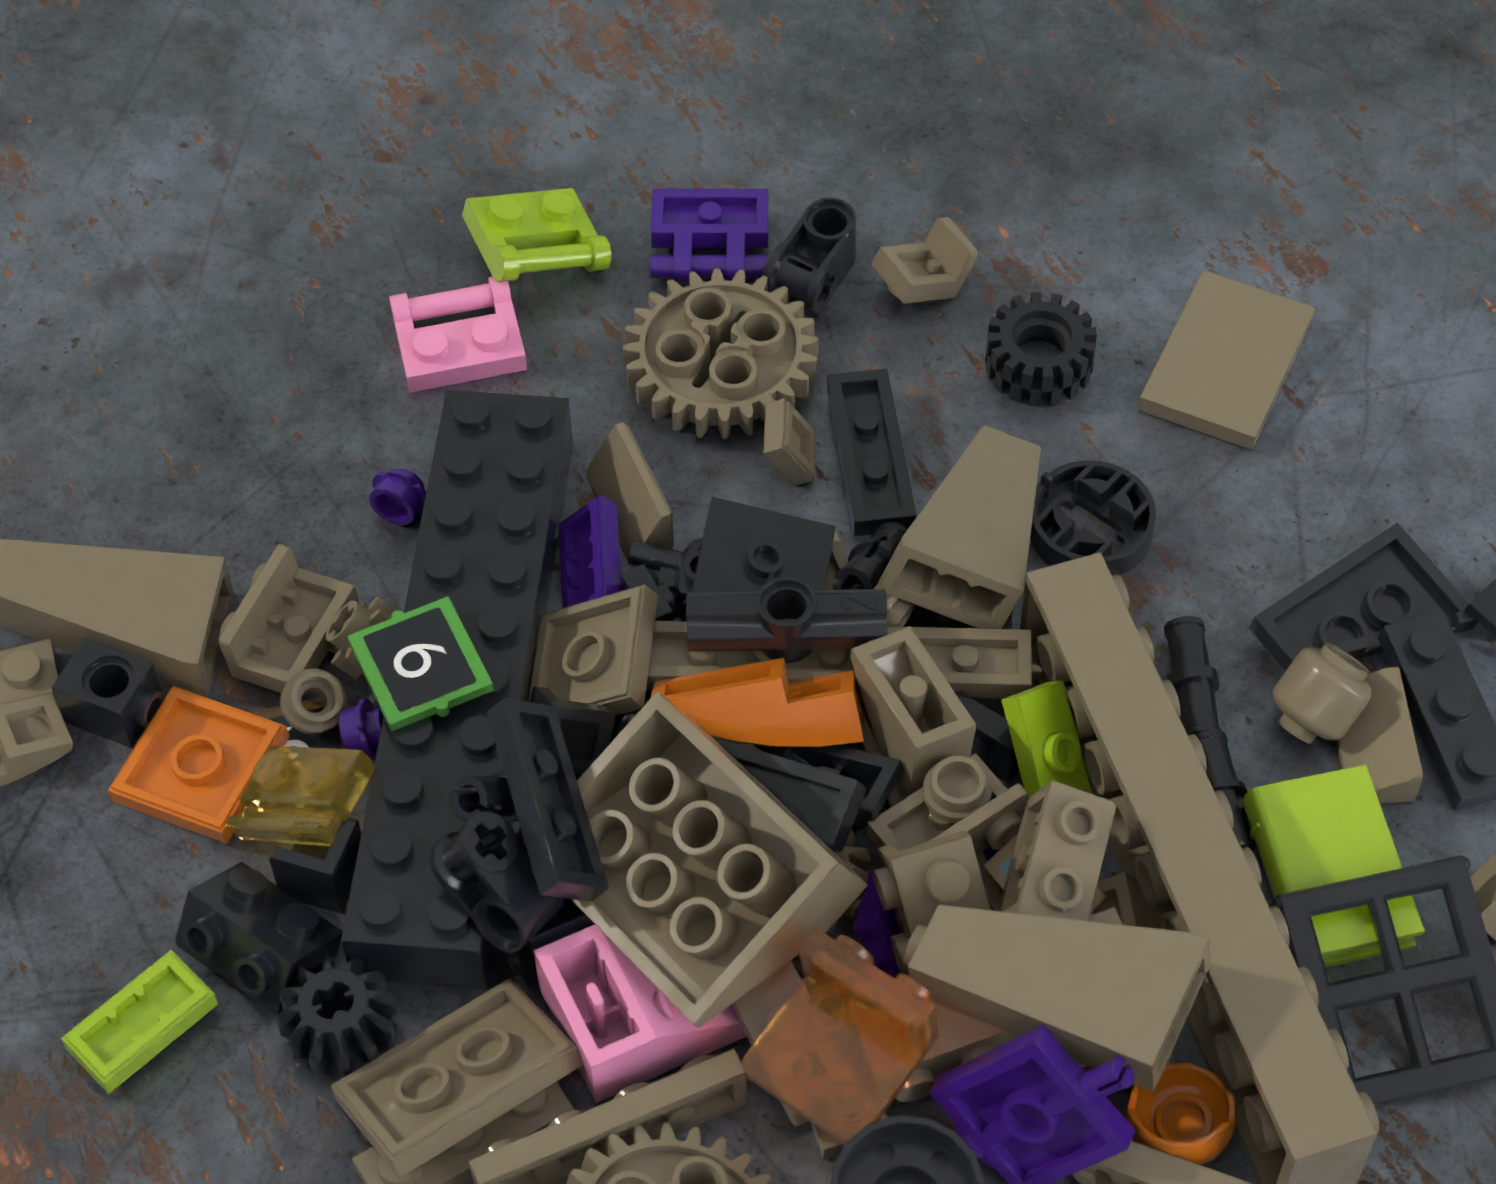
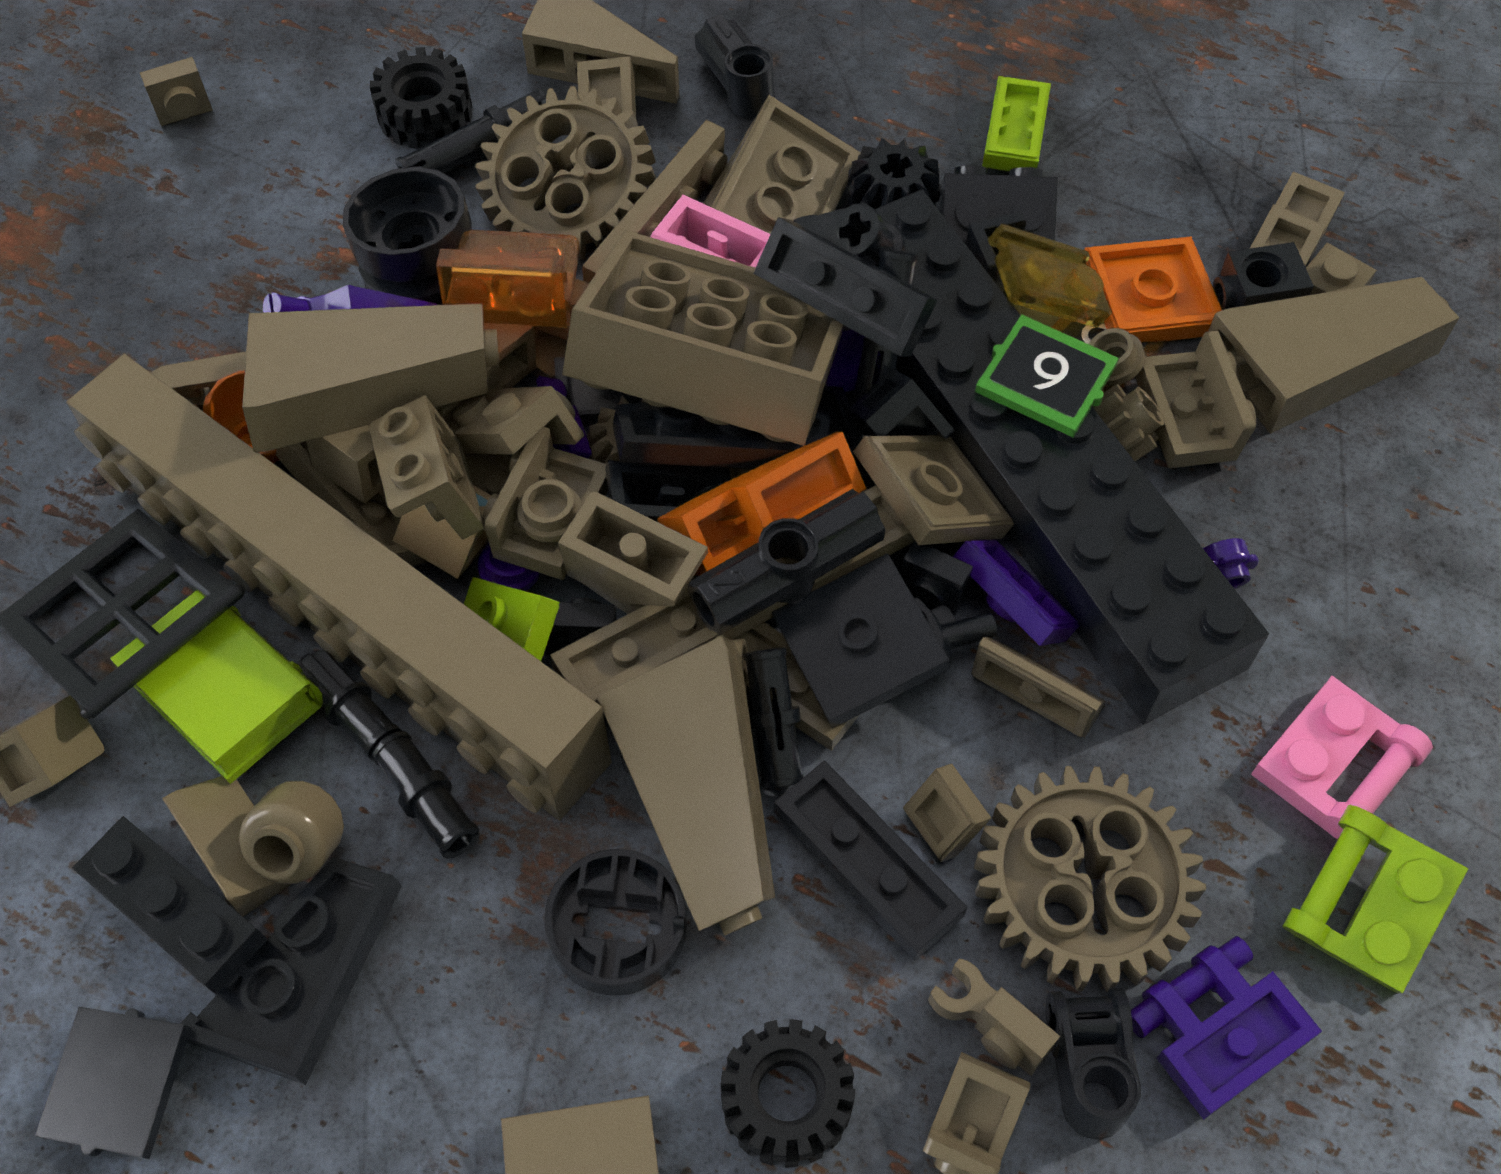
camera: 145 degrees right, 5 degrees up
(858, 299) = (1008, 1027): none -> dark tan plate

